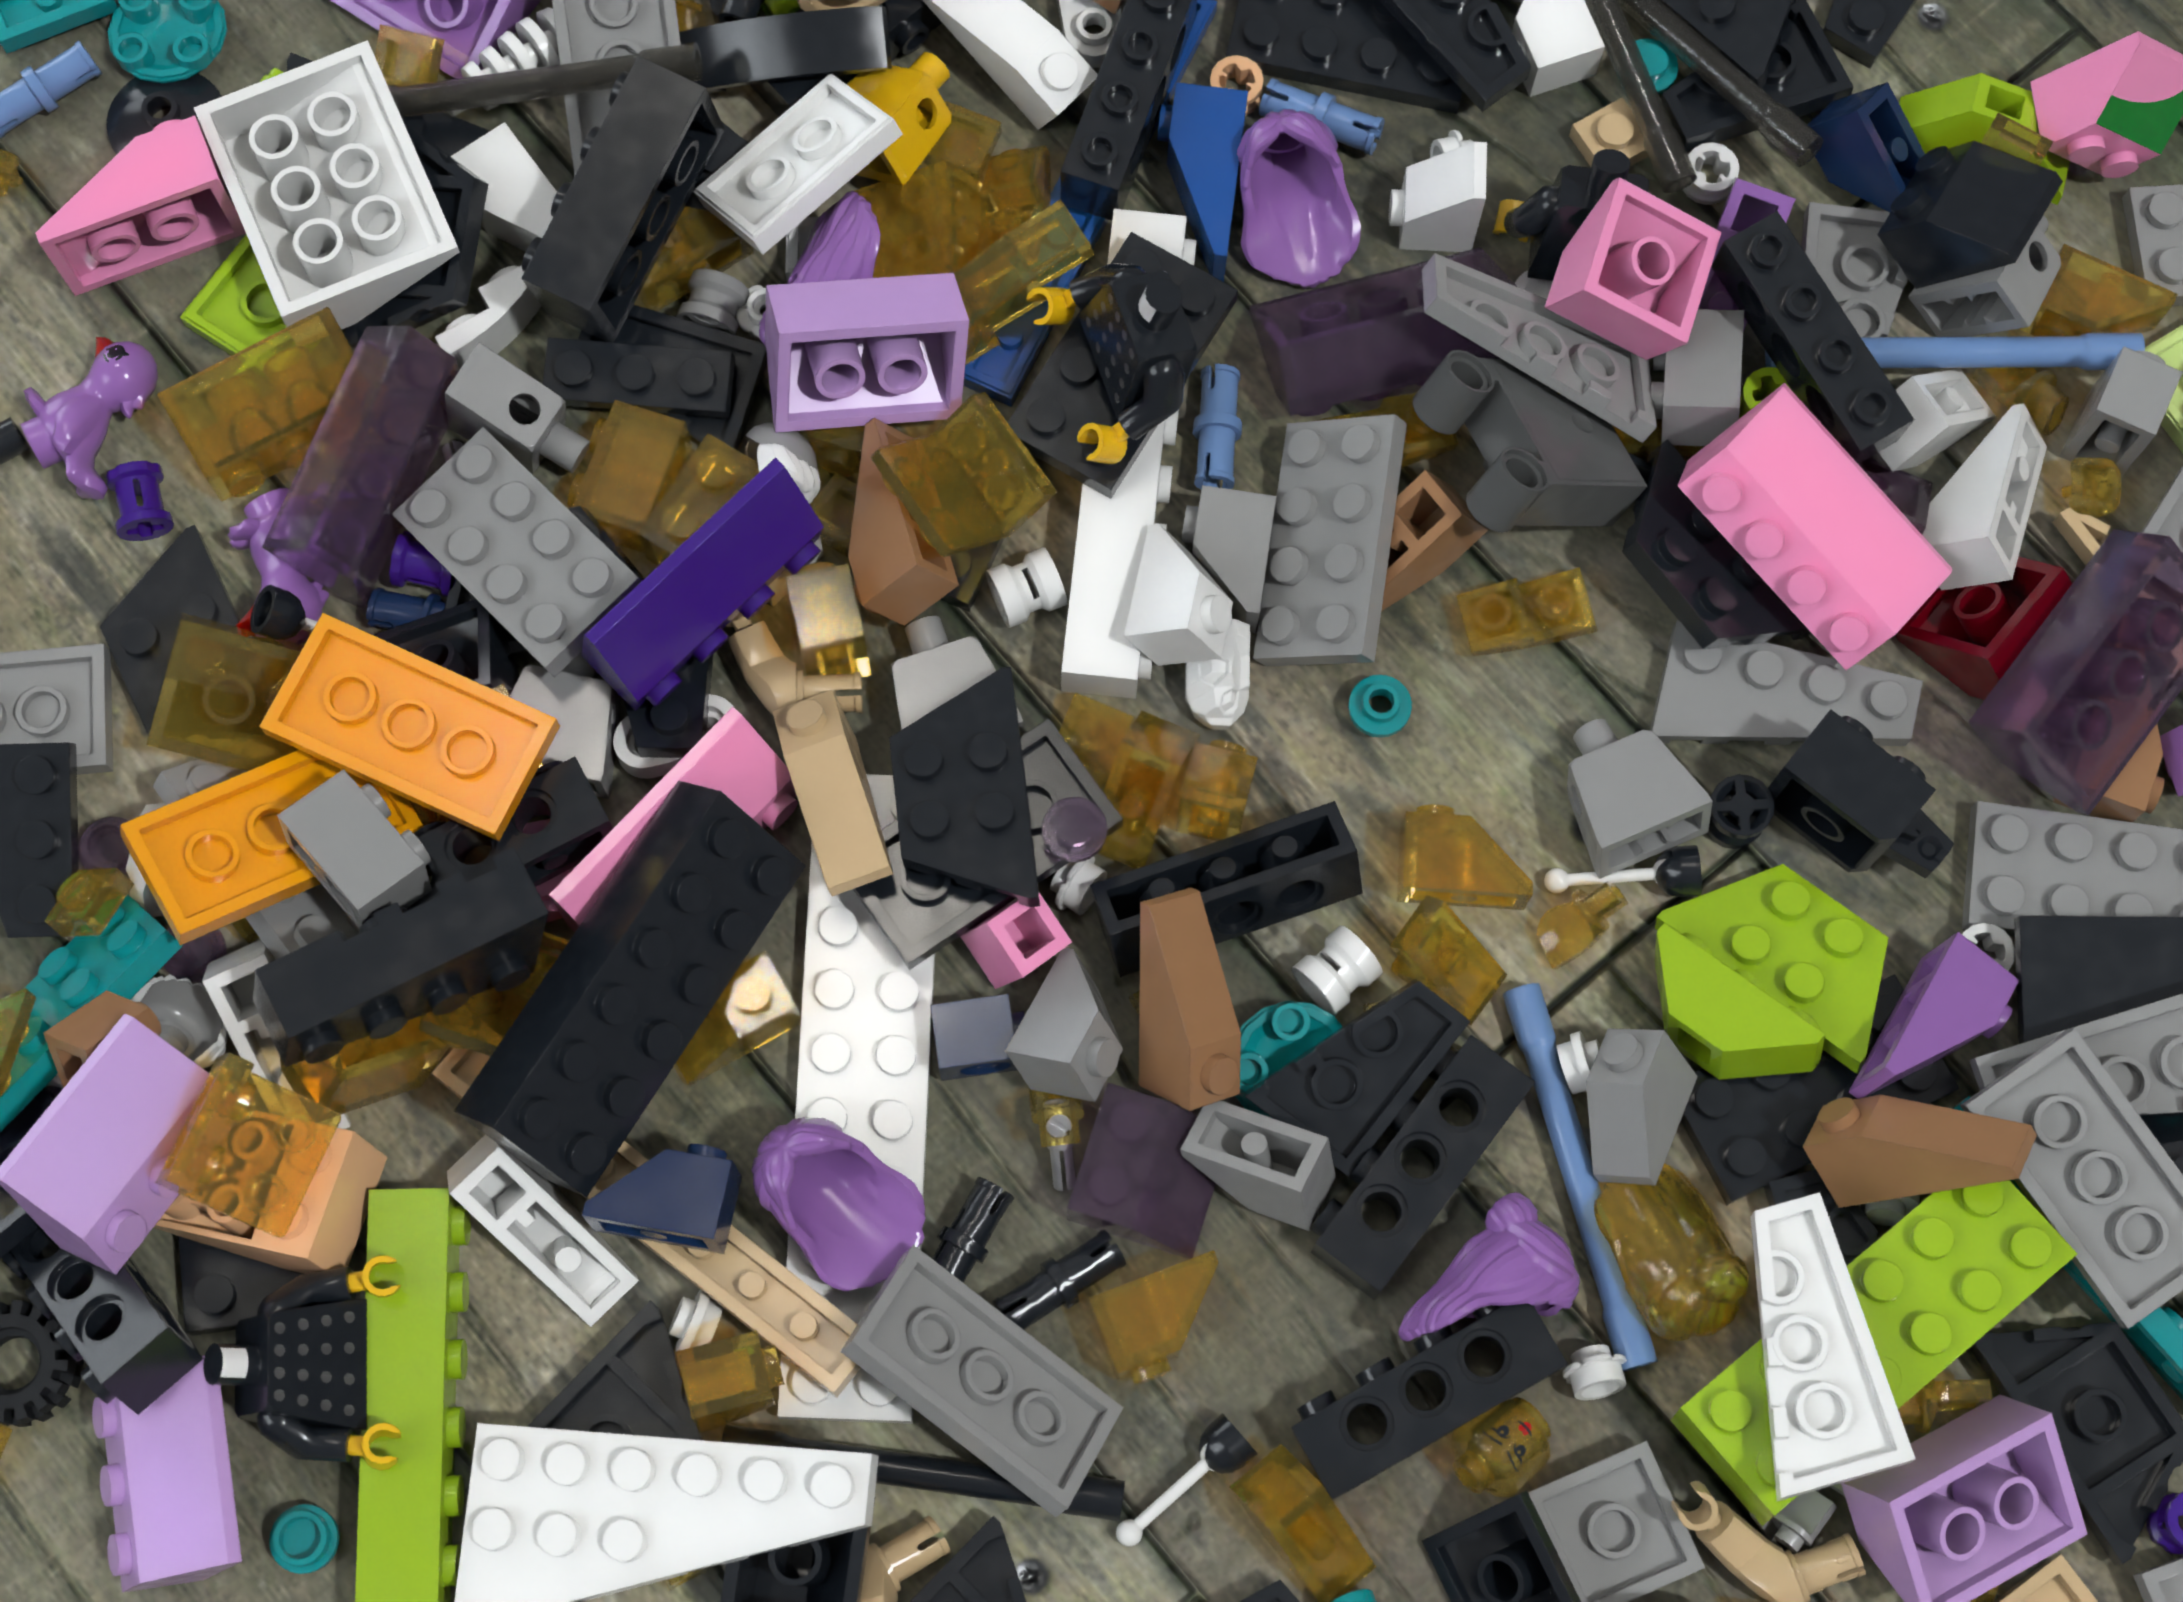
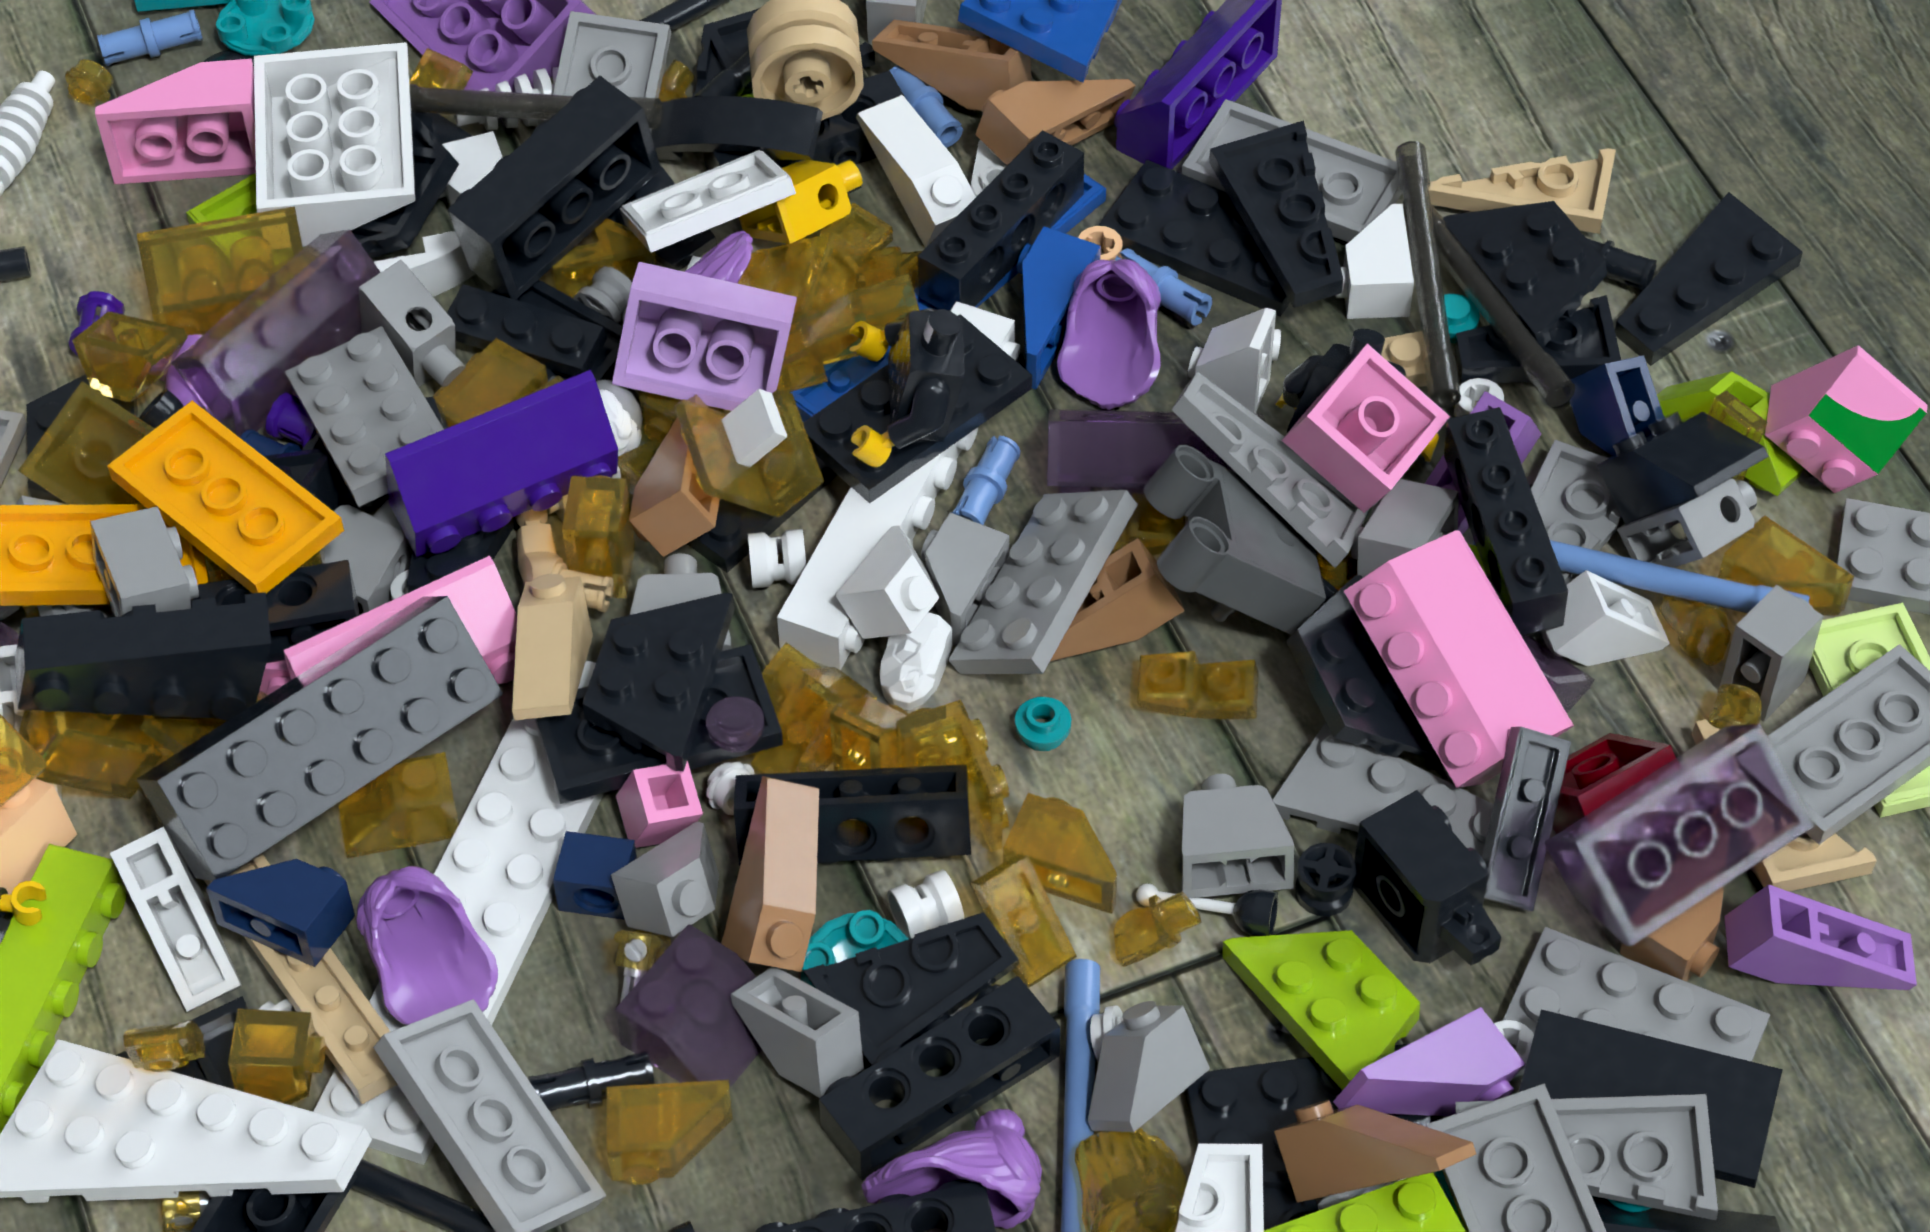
camera: 20 degrees right, 20 degrees down
(76, 421) = (73, 259): medium lavender animal -> none
(204, 548) = (127, 354): none -> clear yellow slope
(605, 1408) = (164, 1045): none -> clear yellow slope
(962, 452) = (754, 428): none -> white tile
(967, 1236) = (526, 1027): black pin -> none
(1323, 778) = (950, 738): none -> clear yellow bracket
(1726, 1016) = (1252, 1026): lime slope -> none
(1929, 684) = (1523, 816): none -> black tile
(1986, 504) = (1632, 696): white slope -> none

